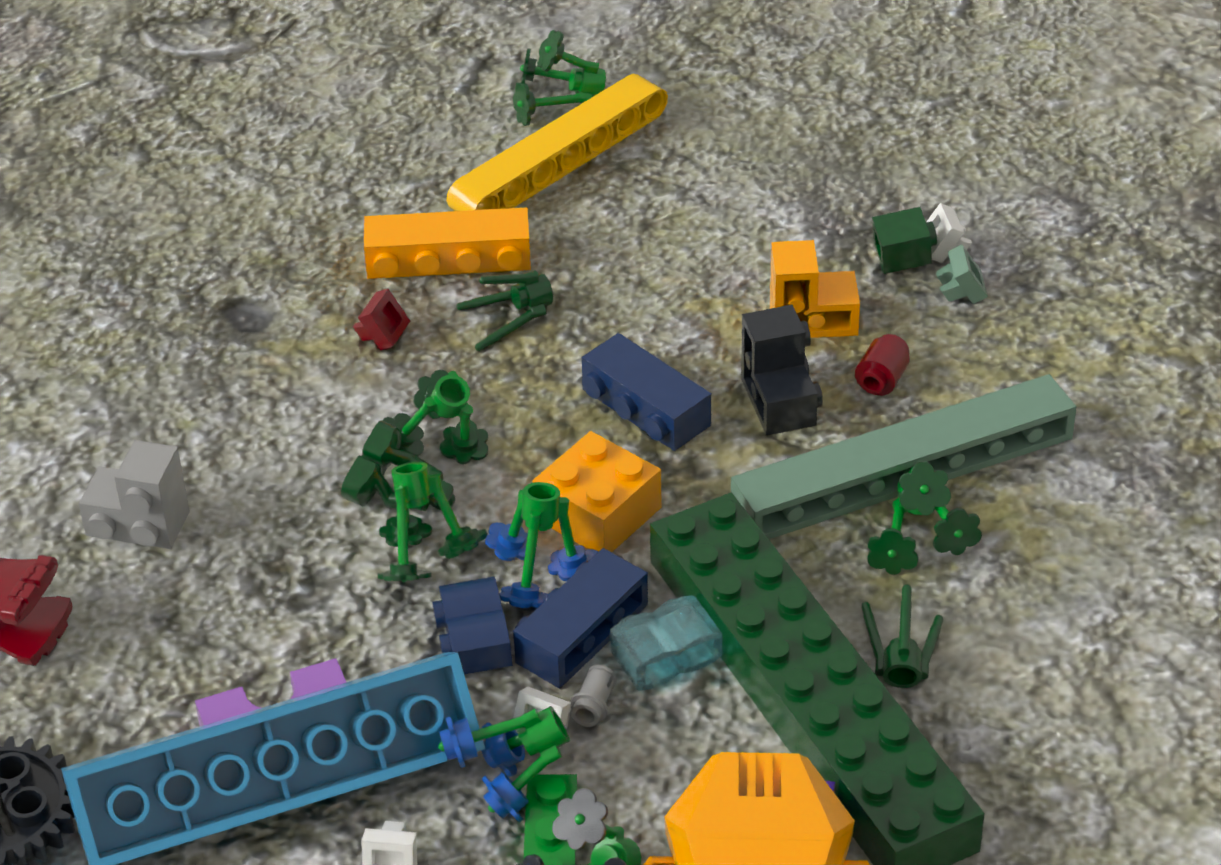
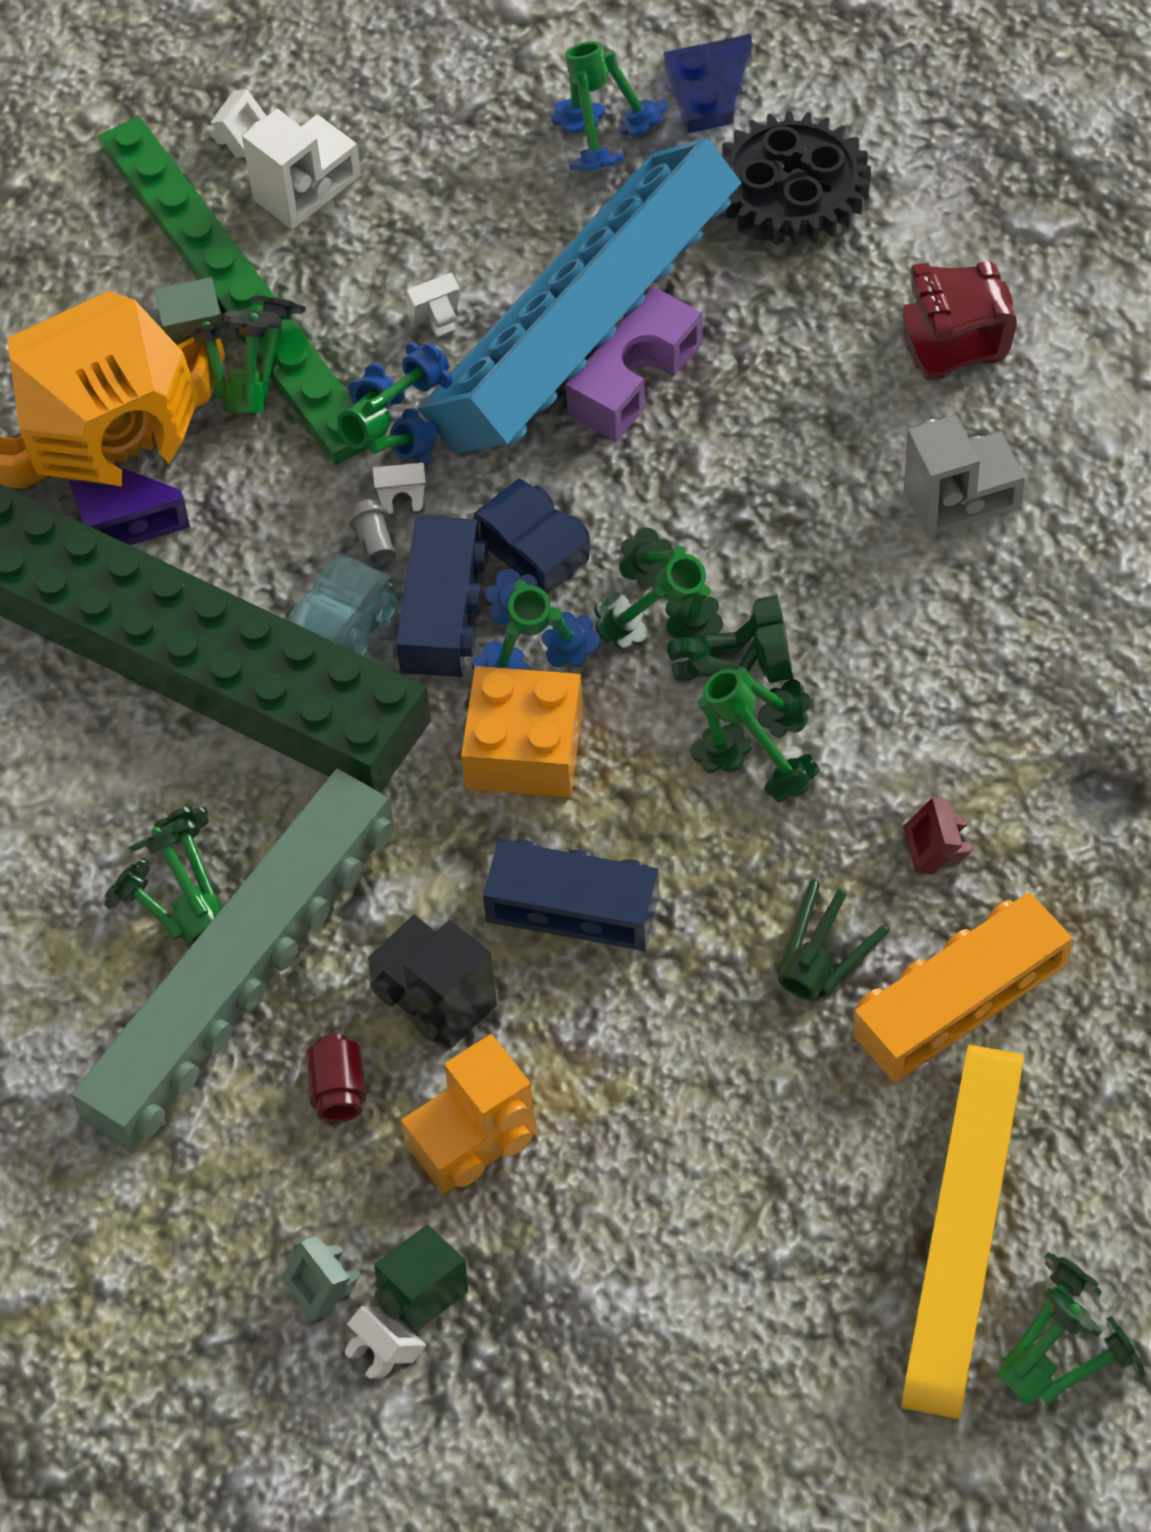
camera: 150 degrees right, 15 degrees up
(902, 660) = (108, 719): dark green plant -> none

